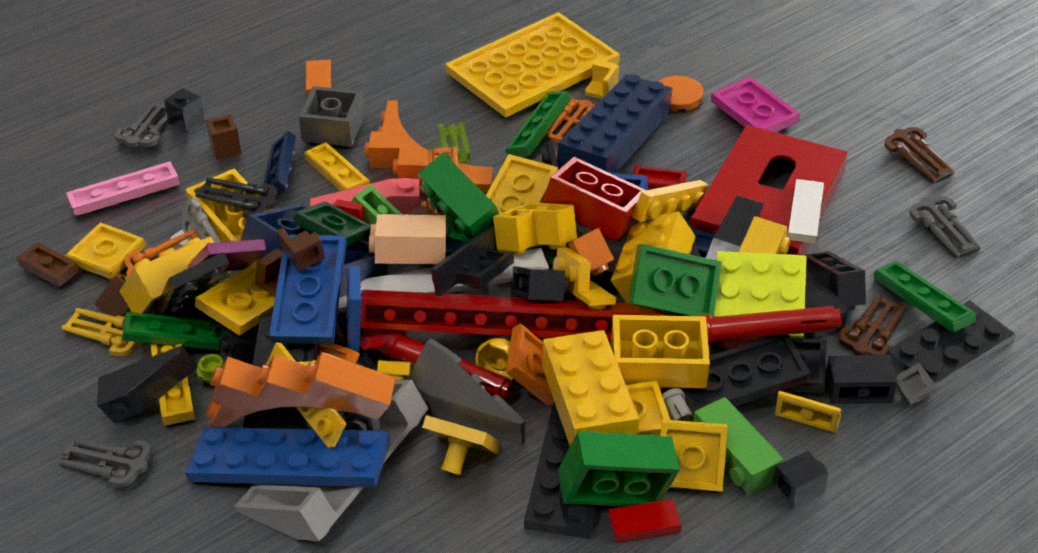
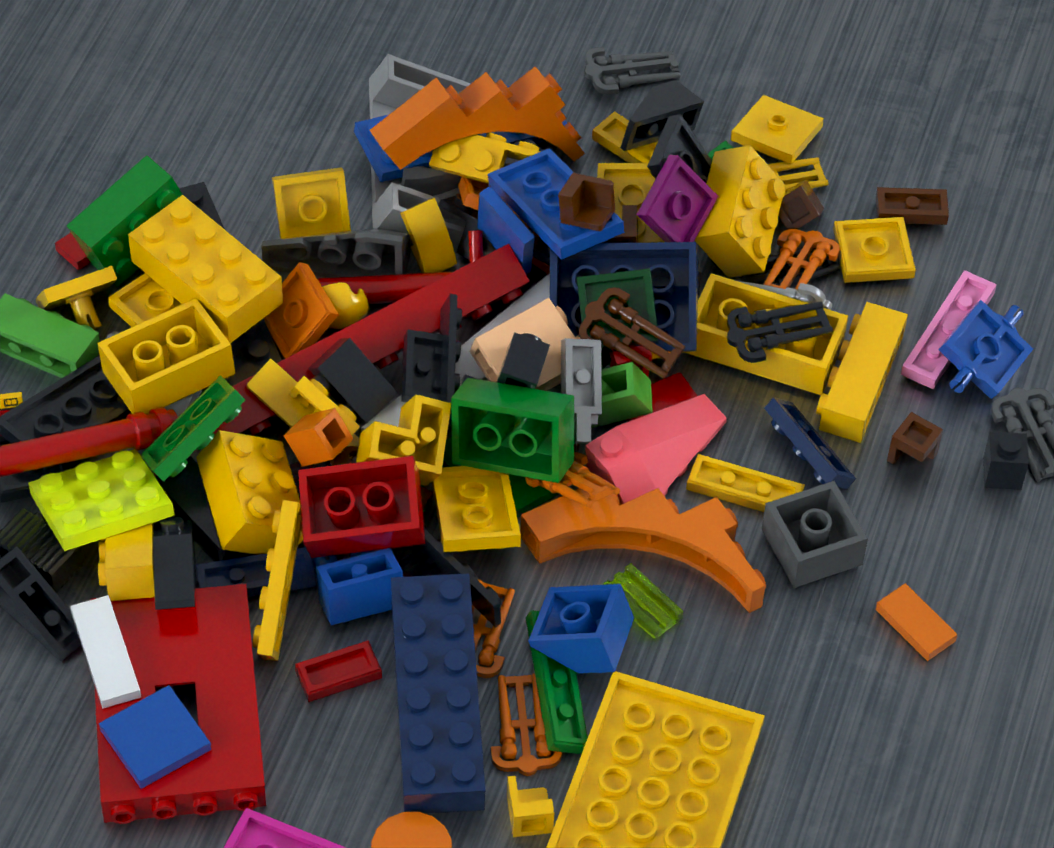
camera: 145 degrees right, 10 degrees up
(64, 355) = (777, 129): none -> yellow plate
(115, 162) = (986, 349): none -> blue plate
(169, 195) = (862, 371): none -> yellow brick
(353, 211) = (595, 312): none -> reddish brown piece
(397, 202) = (583, 380): none -> light grey hinge
(430, 207) = (523, 361): none -> black brick
(504, 125) = (583, 627): none -> blue slope
(799, 160) = (155, 736): none -> blue tile

